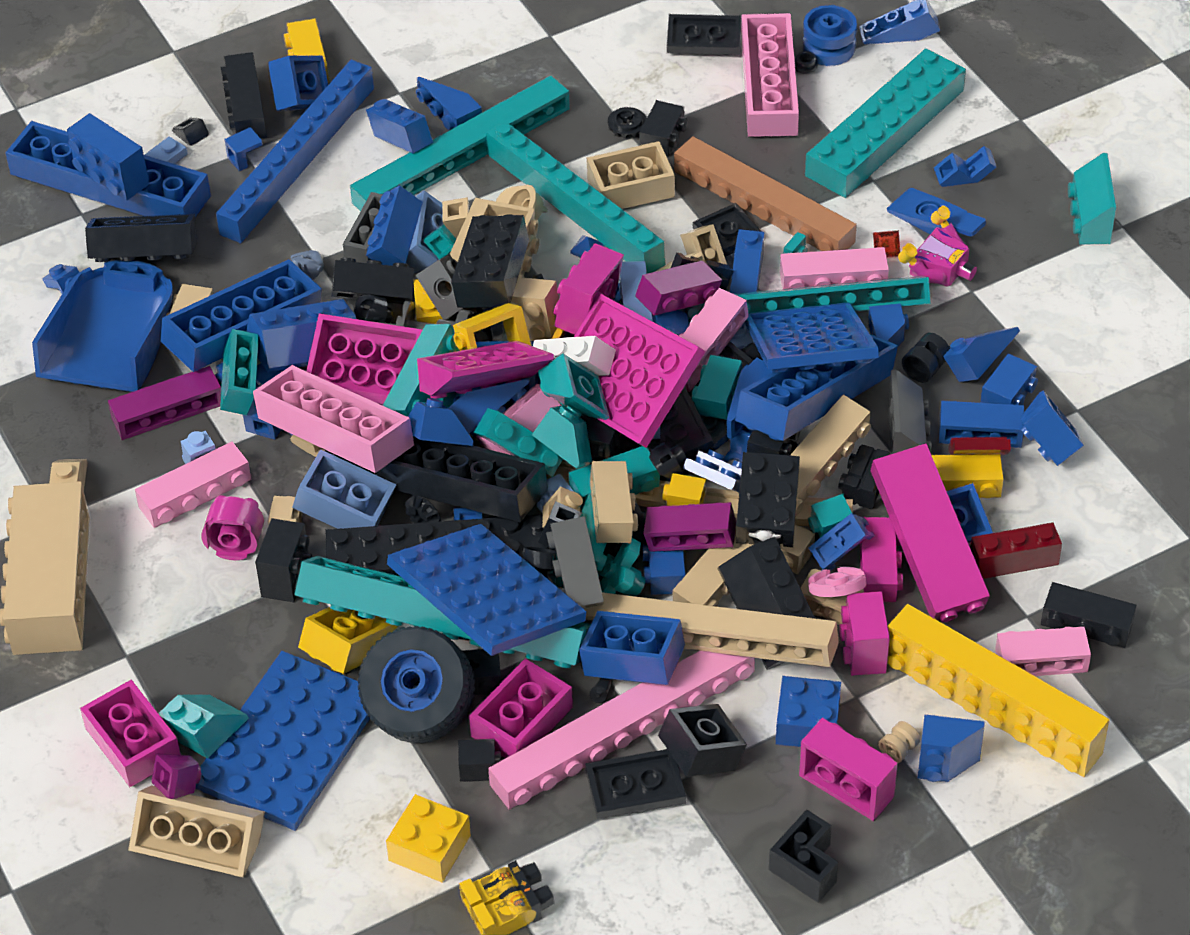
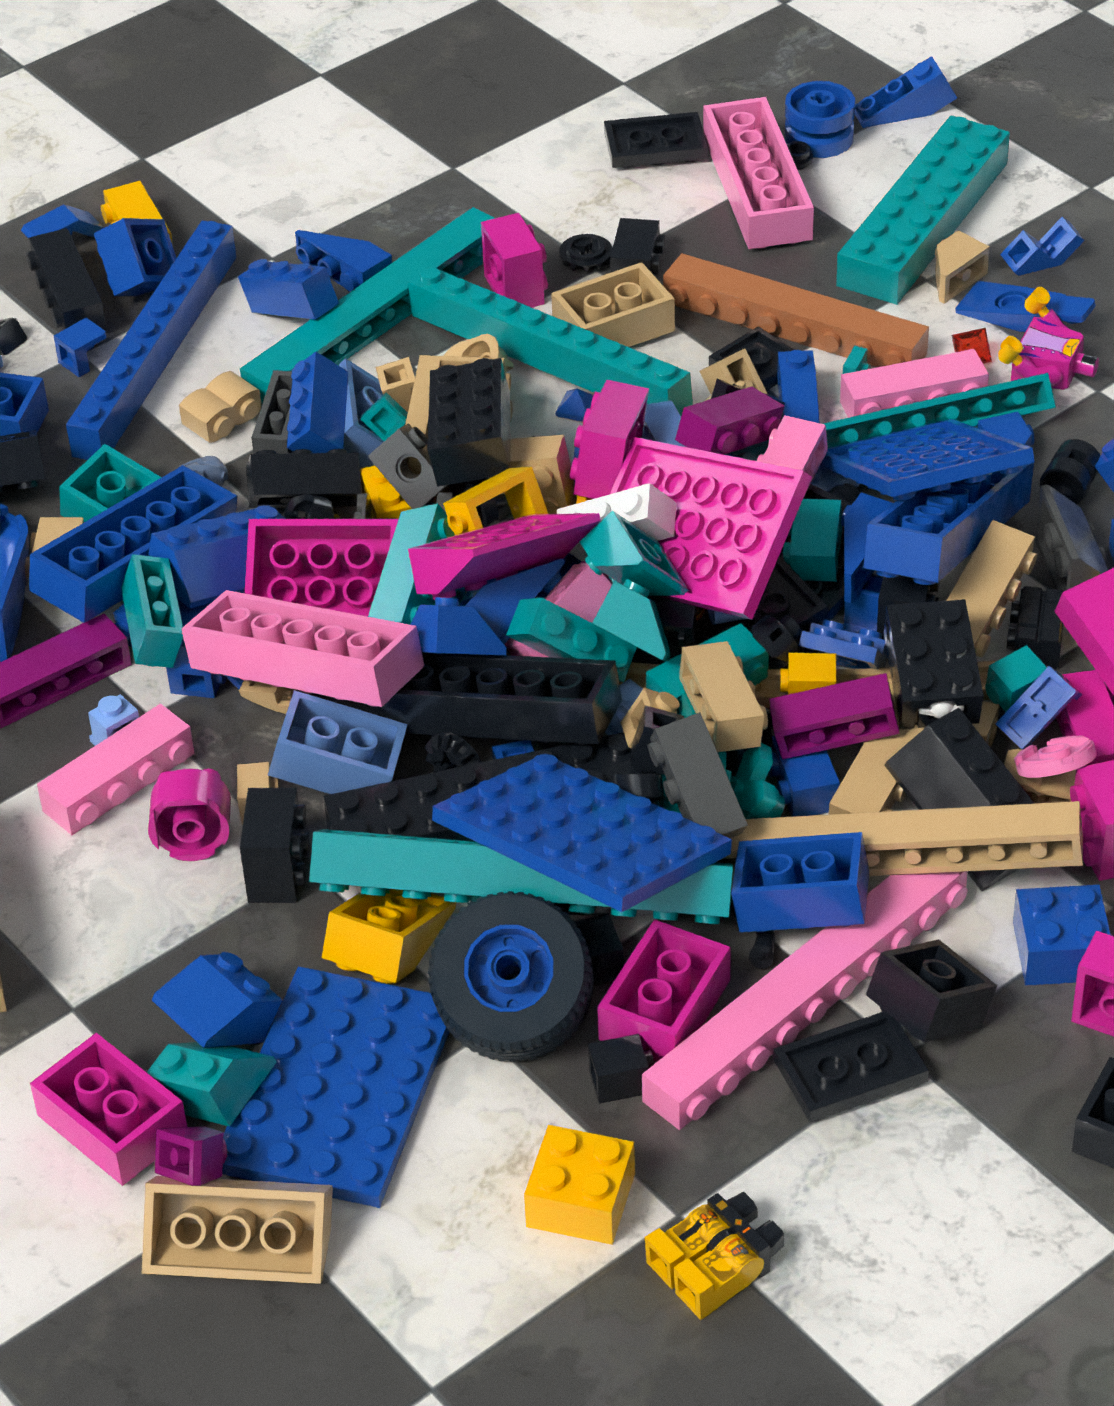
camera: 10 degrees left, 5 degrees down
(219, 669) = (219, 1001): none -> blue slope
(231, 265) = (102, 483): none -> teal slope
(254, 42) = (61, 218): none -> blue slope
(330, 212) = (220, 406): none -> tan brick
(568, 126) = (514, 260): none -> dark pink brick
(898, 173) = (959, 264): none -> tan slope

